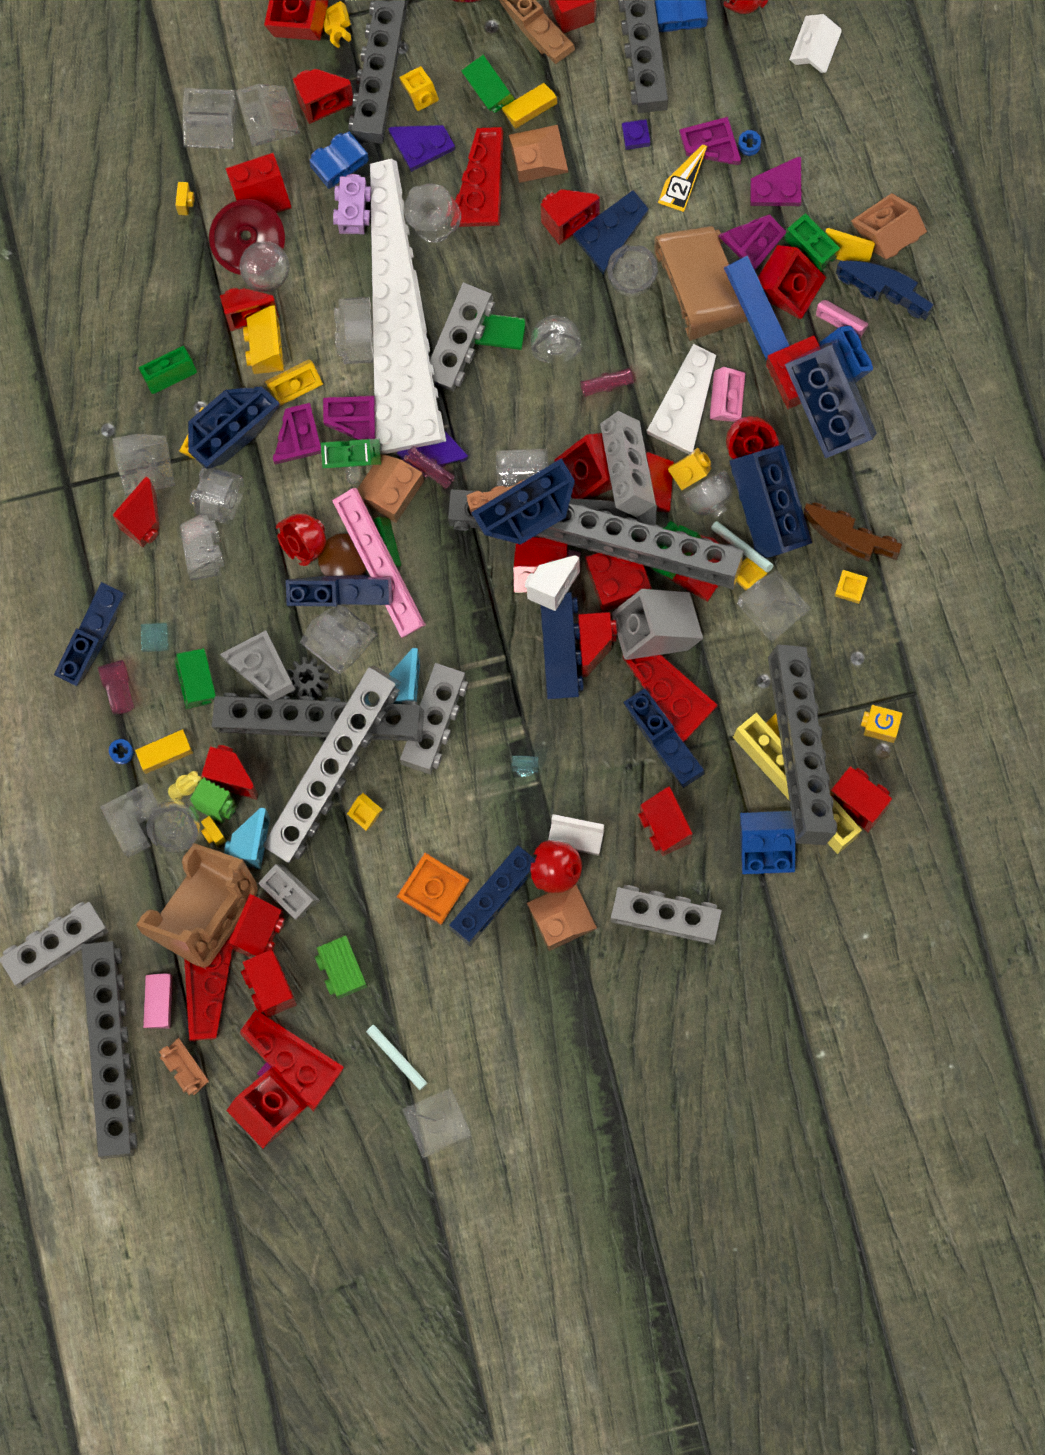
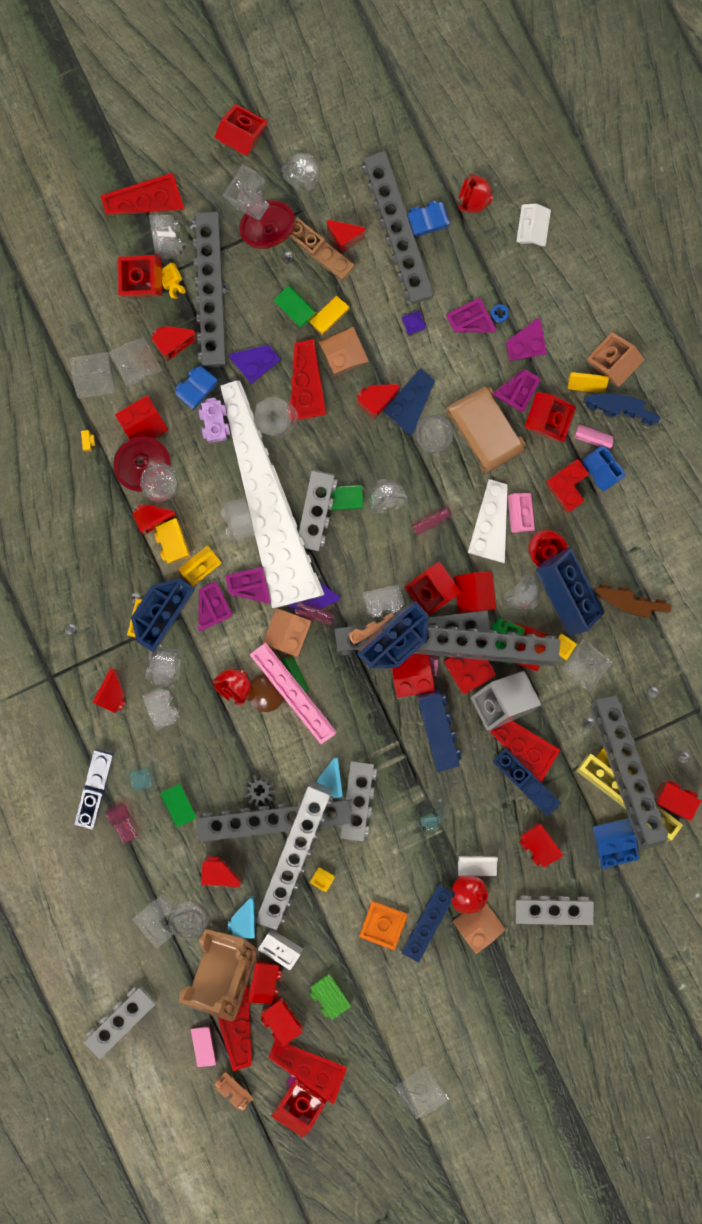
camera: 20 degrees left, 10 degrees up
(93, 957) = (192, 1156): dark grey brick -> none
(114, 746) = (138, 864): blue bush -> none
(141, 457) = (103, 651): clear slope -> none
(163, 751) = (166, 863): yellow slope -> none
(168, 370) = (104, 574): green slope -> none
(184, 785) = (188, 889): light yellow axle -> none
(212, 832) = (215, 916): yellow plate -> none
(213, 801) = (213, 896): bright green brick -> none
(260, 665) = (224, 788): light grey wing -> none
(338, 637) = (275, 754): clear slope -> none
(339, 590) = (268, 719): dark blue slope -> none
(351, 456) = (256, 618): green piece -> none
(396, 1057) = (382, 1051): light aqua bar -> none
(419, 88) = (244, 318): yellow bracket -> none
(552, 581) = (425, 690): white slope -> none
(596, 639) = (463, 721): red slope -> none
(627, 464) = (460, 585): light grey brick -> none
(680, 183) = (454, 356): sticker -> none
(690, 468) = (506, 576): yellow bracket -> none
(749, 552) = (555, 628): light aqua bar -> none
(756, 306) = (531, 444): blue tile -> none
(812, 242) = (561, 384): green hinge -> none
(831, 399) = (600, 505): dark blue slope -> none
(851, 586) = (639, 641): yellow plate -> none
(881, 723) = (680, 739): yellow brick -> none

